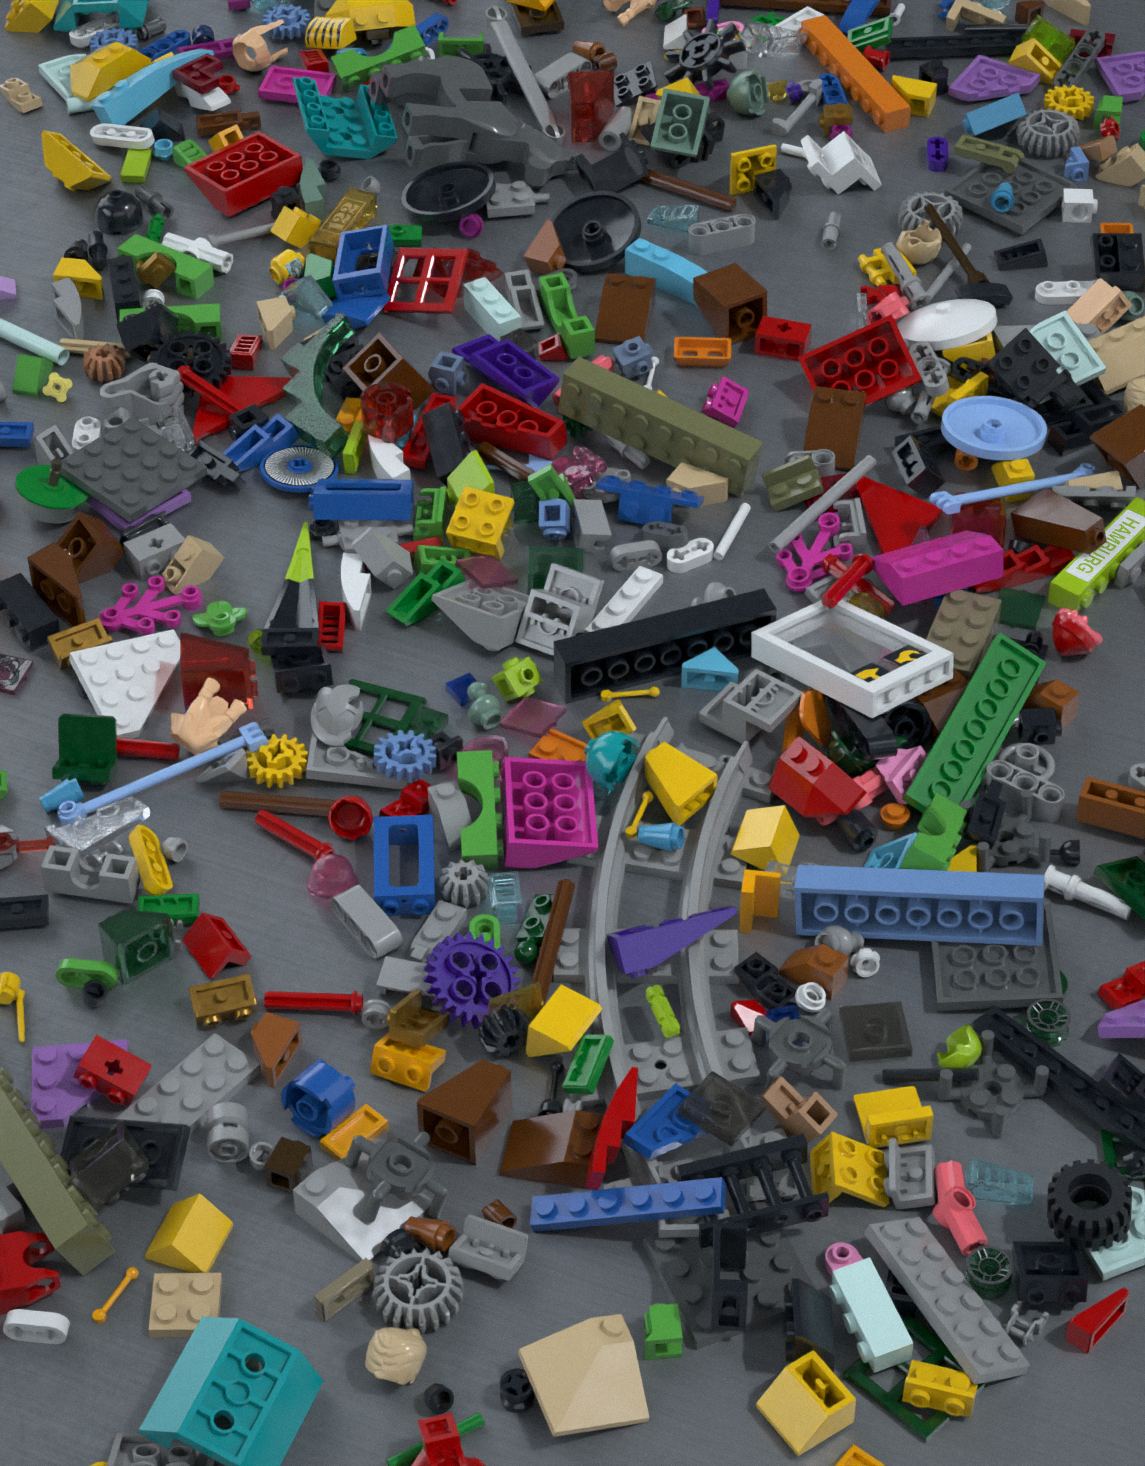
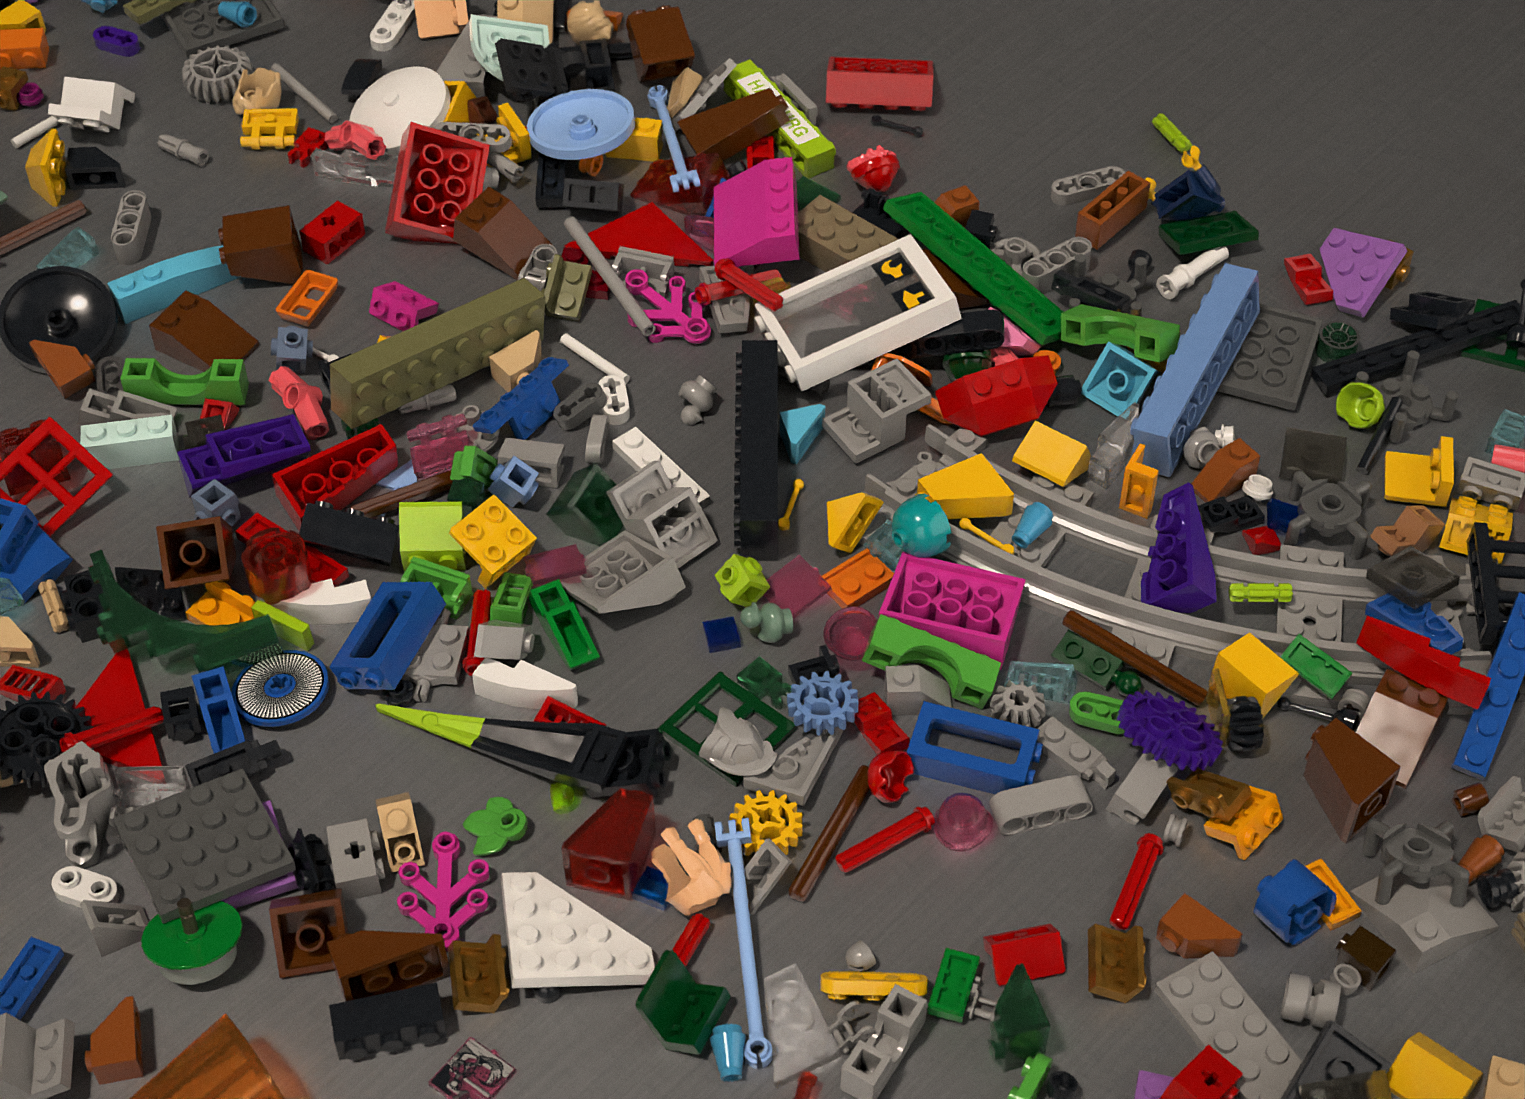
camera: 70 degrees left, 5 degrees up
(909, 284) = (269, 110): light grey pin -> none
(970, 365) = (483, 111): black beam -> none
(973, 275) = (335, 74): dark brown piece -> none
(1022, 256) = (317, 21): black slope -> none

